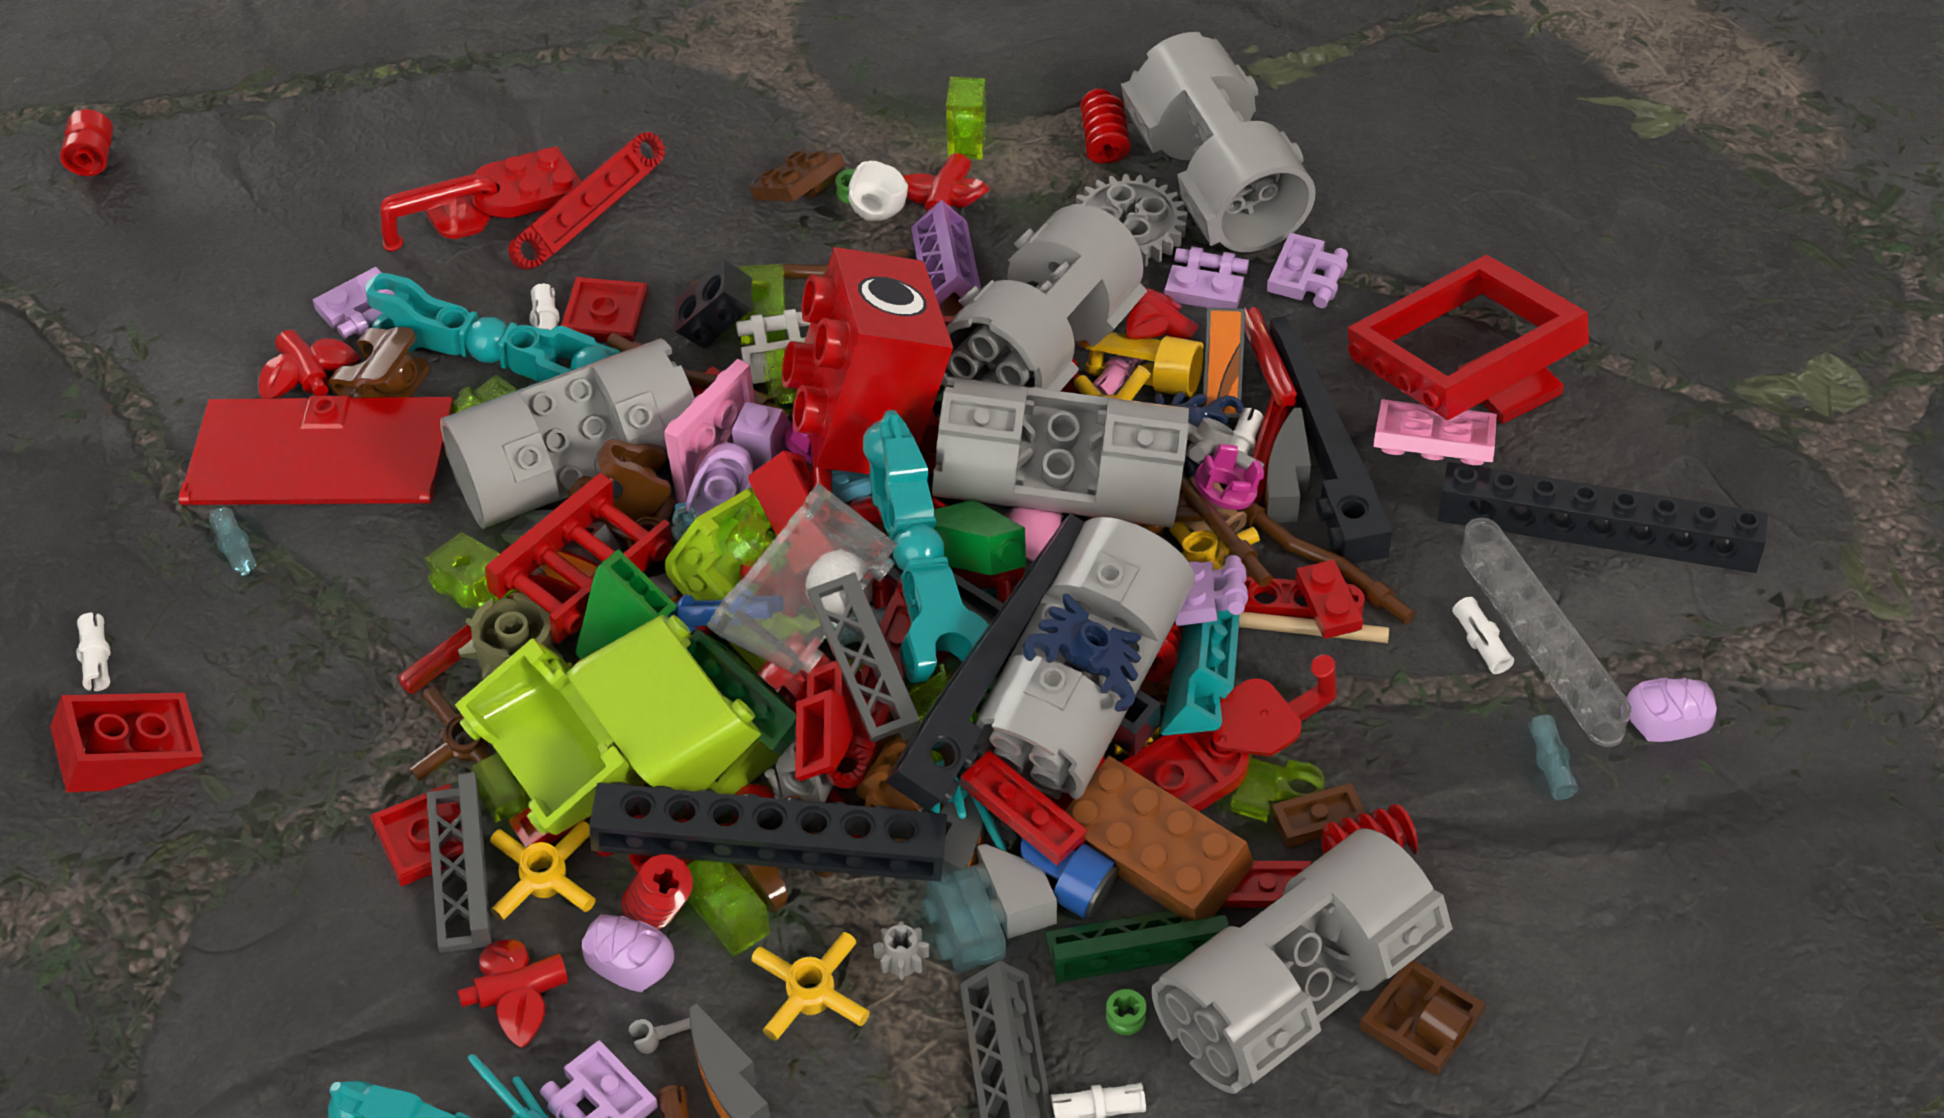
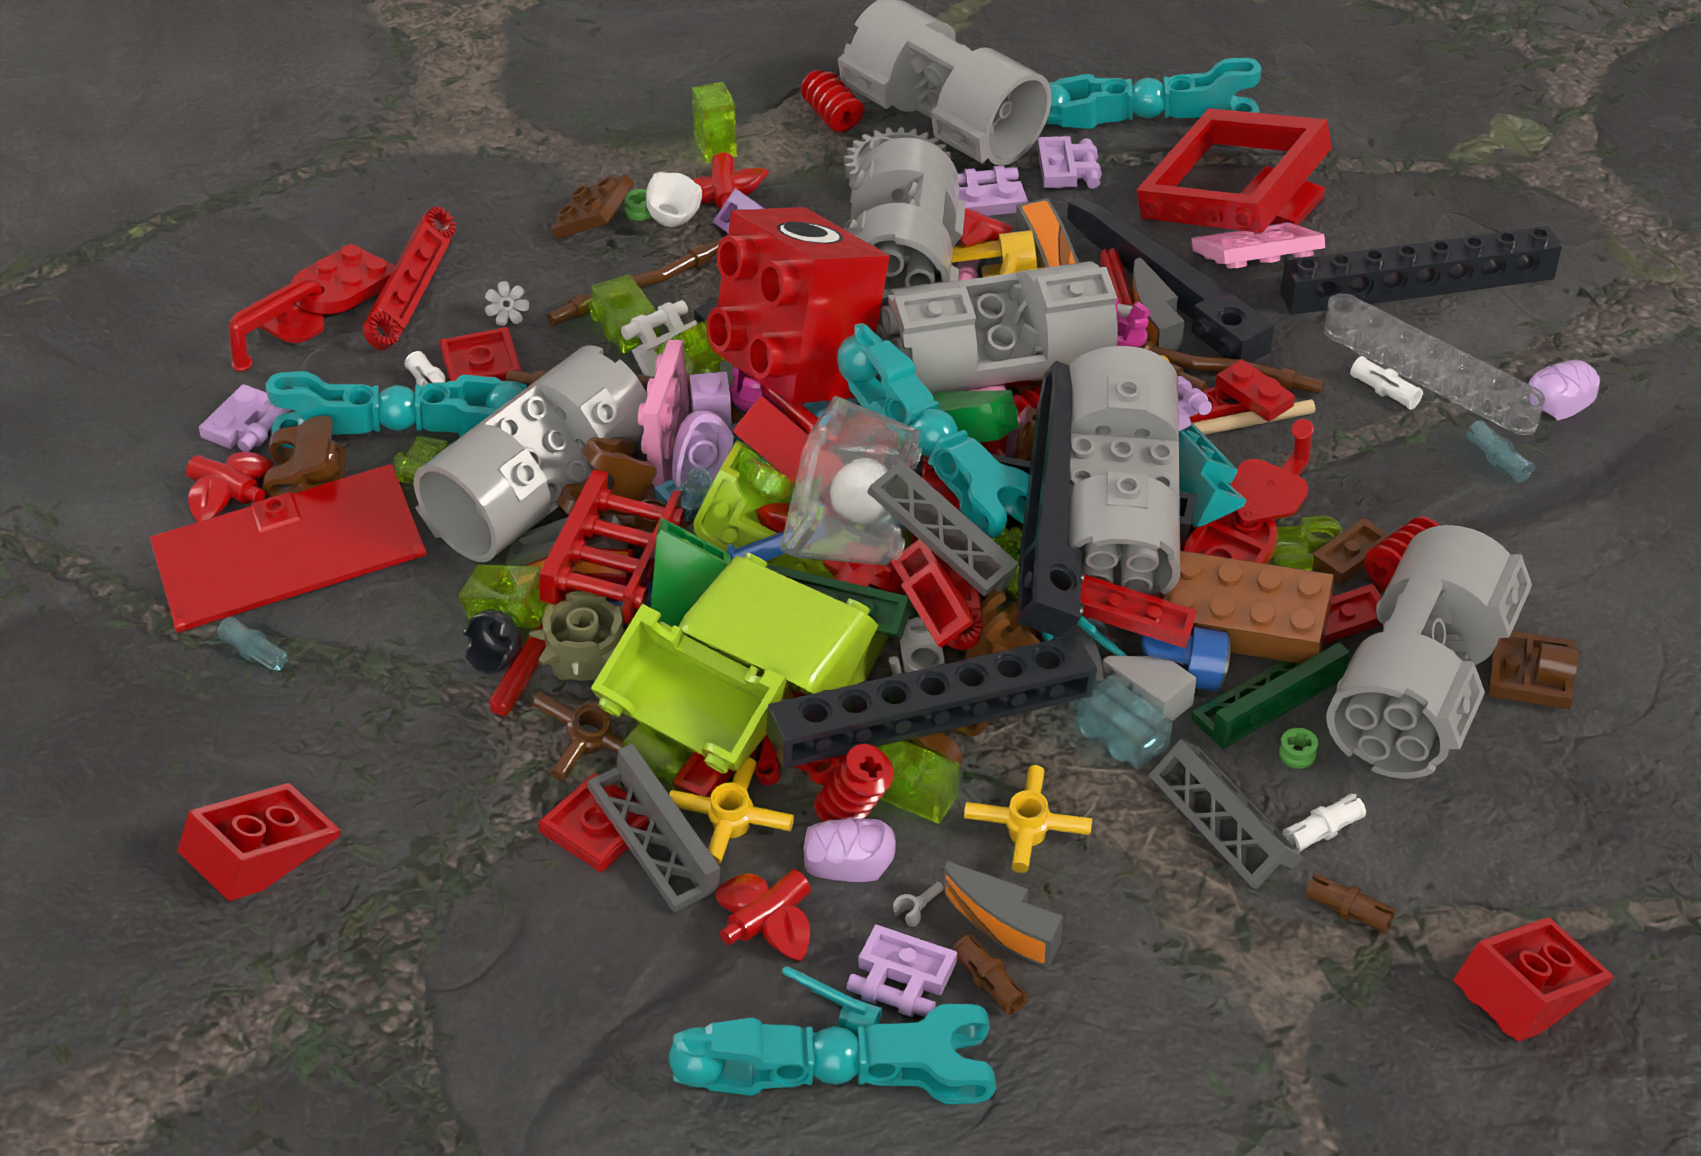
camera: 25 degrees left, 5 degrees down
(93, 652) = (174, 777): white pin -> none
(436, 615) = (492, 641): none -> black hair
(657, 258) = (499, 307): none -> light grey plant
(713, 304) = (589, 317): black brick -> none
(901, 950) = (1086, 764): light grey gear -> none
(1088, 648) = (1138, 455): dark blue animal -> none
(1269, 358) = (1093, 237): red axle -> none
(1462, 229) = (1088, 100): none -> teal piece

